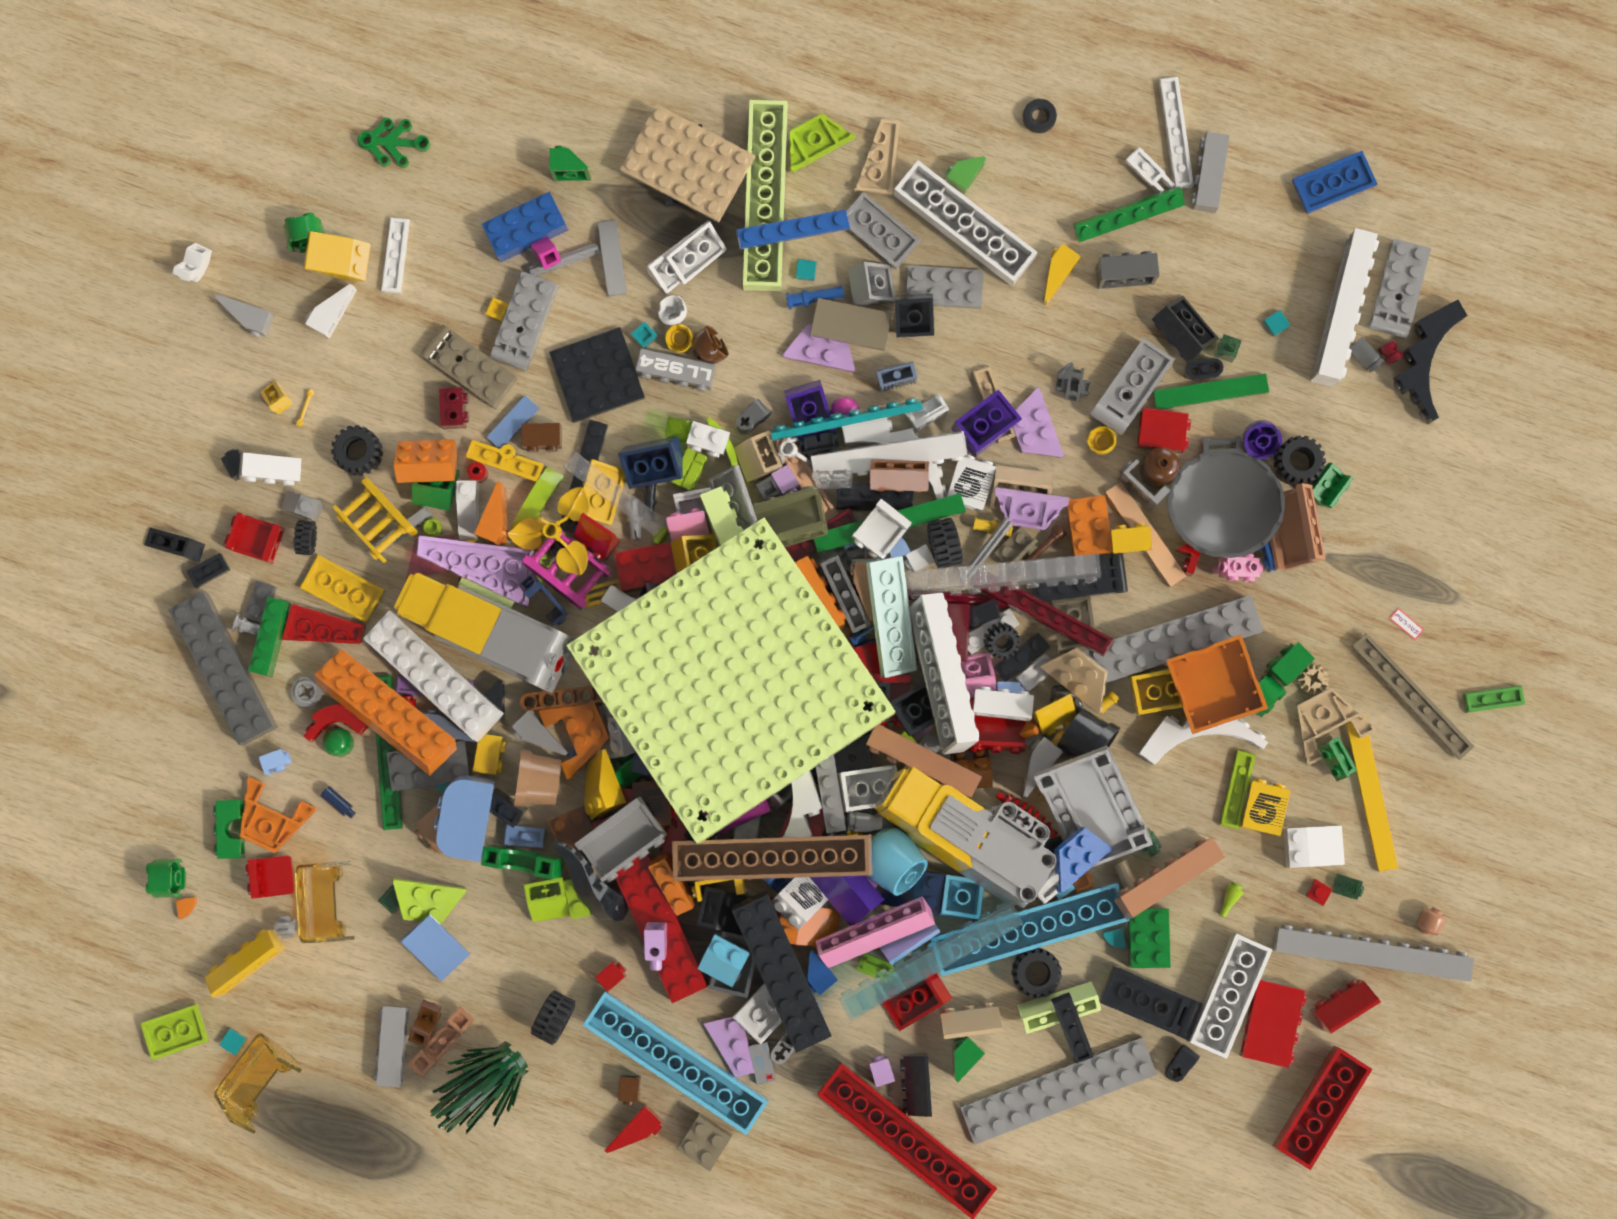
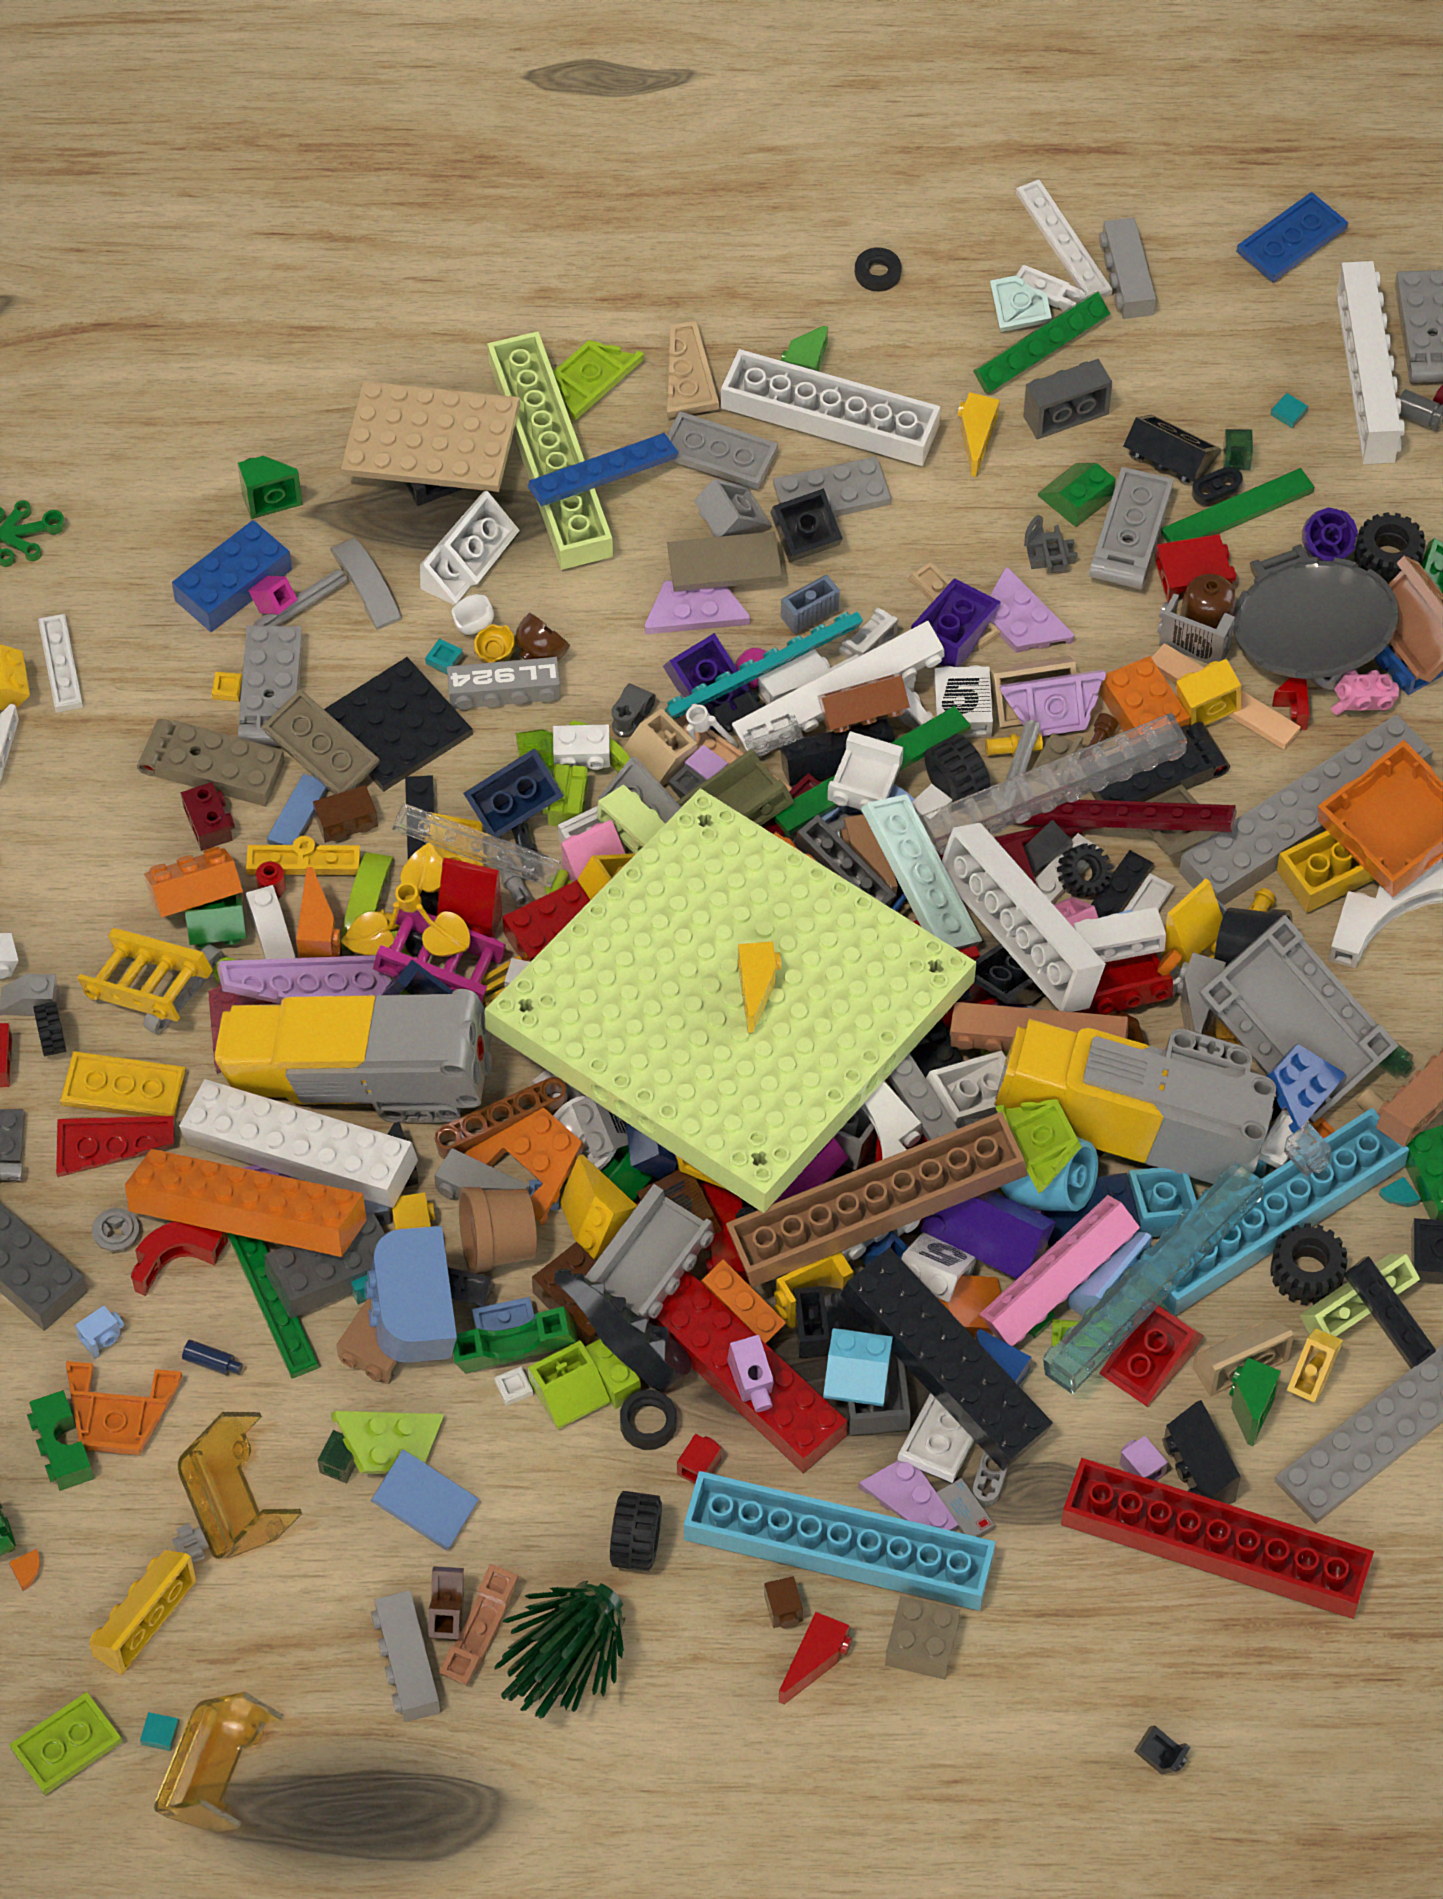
camera: 25 degrees left, 25 degrees down
(269, 637) = (38, 1172): green brick -> none
(270, 877) = (143, 1485): red bracket -> none
(337, 742) = (183, 1281): green hair -> none
(343, 443) = (84, 884): black tyre -> none
(516, 882) = (513, 1386): none -> white tile
(540, 381) = (320, 744): none -> dark tan tile
(575, 937) = (654, 1440): none -> black tyre
(746, 684) = (757, 977): none -> yellow slope
(805, 298) = (650, 552): blue pin -> none
(806, 270) = (637, 523): teal tile -> none
(889, 853) = (1043, 1138): none -> lime wing
(1011, 1048) = (1314, 1365): none -> yellow brick
(1063, 905) = (1308, 1150): none -> clear brick
(1080, 676) = (1211, 859): tan wing -> none
(1101, 440) = (1117, 601): yellow hair -> none
(1108, 342) = (1079, 492): none -> green slope
(1124, 178) = (1019, 304): none -> light aqua plate

